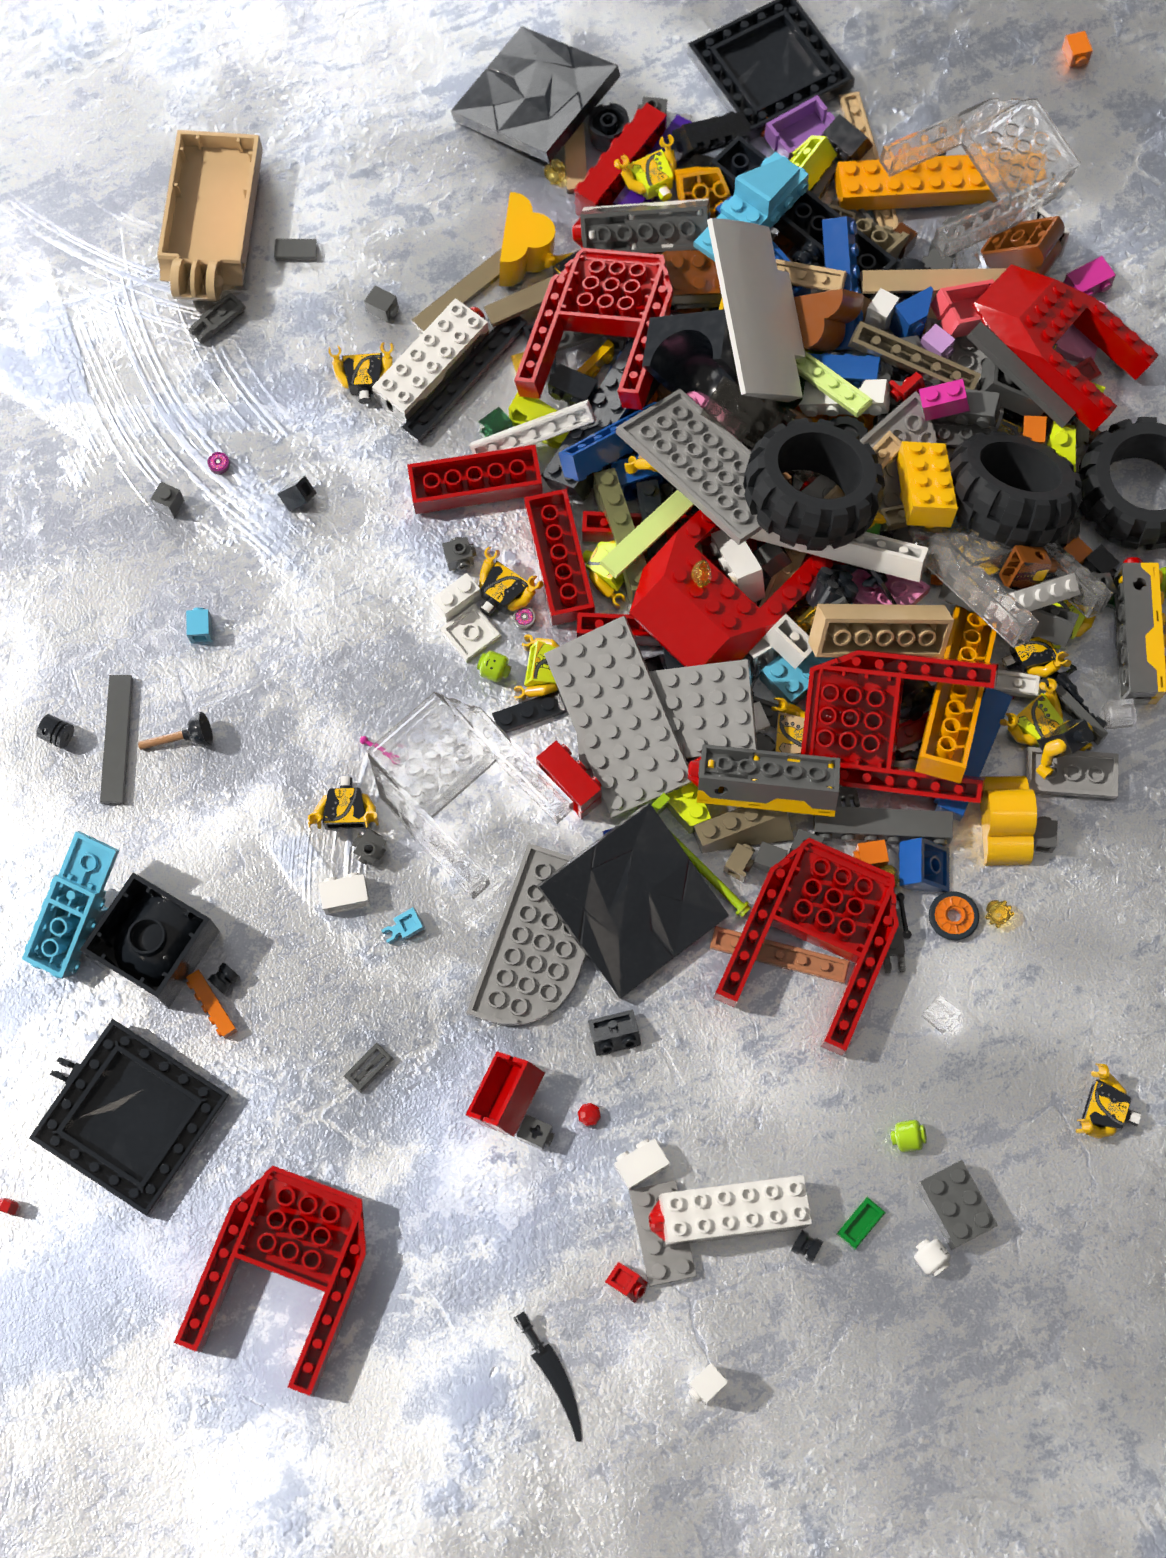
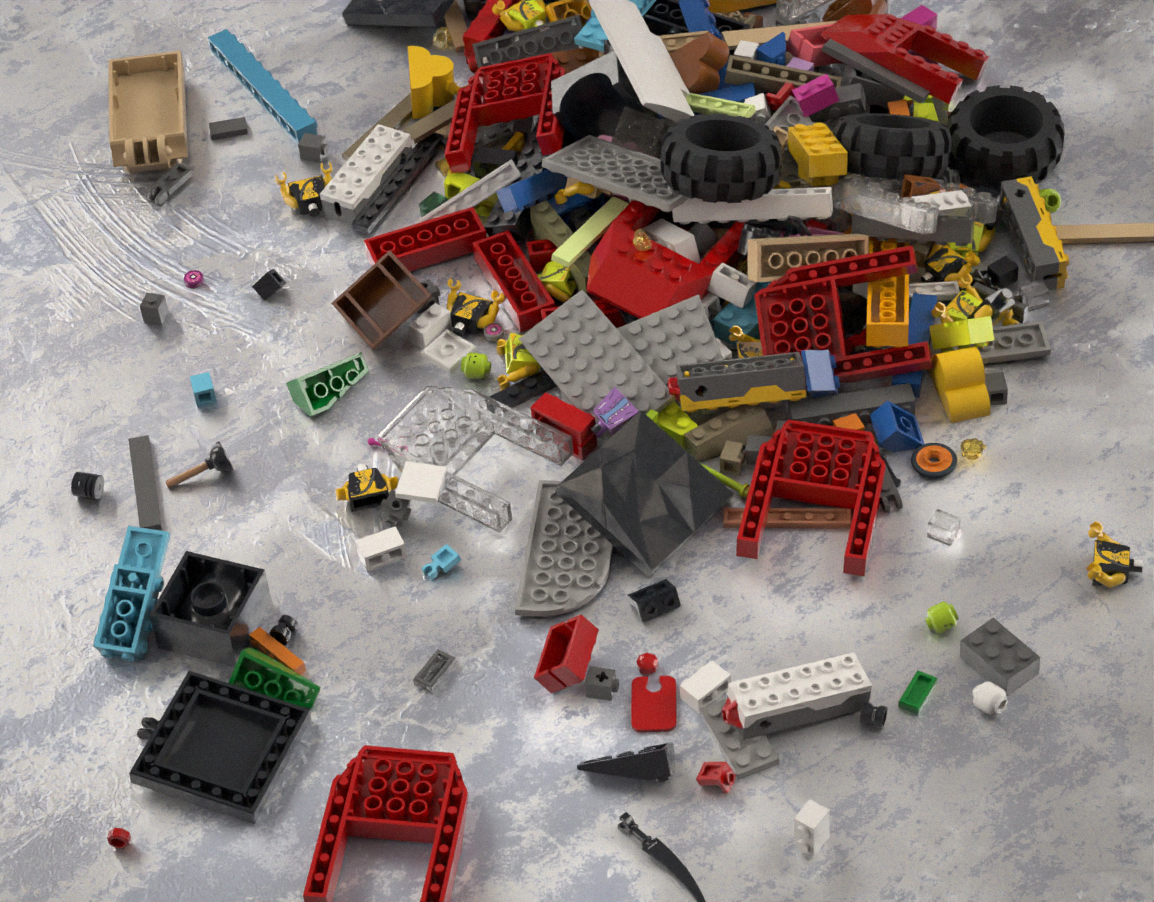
camera: 10 degrees left, 25 degrees down
(193, 1038) = (269, 677): none -> green wedge
(326, 652) = (322, 387): none -> green wedge
(343, 198) = (262, 85): none -> dark azure brick
(399, 828) = (421, 482): none -> white tile
(410, 561) = (381, 300): none -> reddish brown slope
(554, 1248) = (649, 764): none -> black wedge
(583, 1173) = (653, 709): none -> red piece
(624, 790) = (613, 413): none -> medium lavender torso
(856, 788) = (820, 372): none -> slope
(1025, 763) = (962, 334): none -> neon yellow wedge
(1093, 672) = (1003, 272): none -> black brick

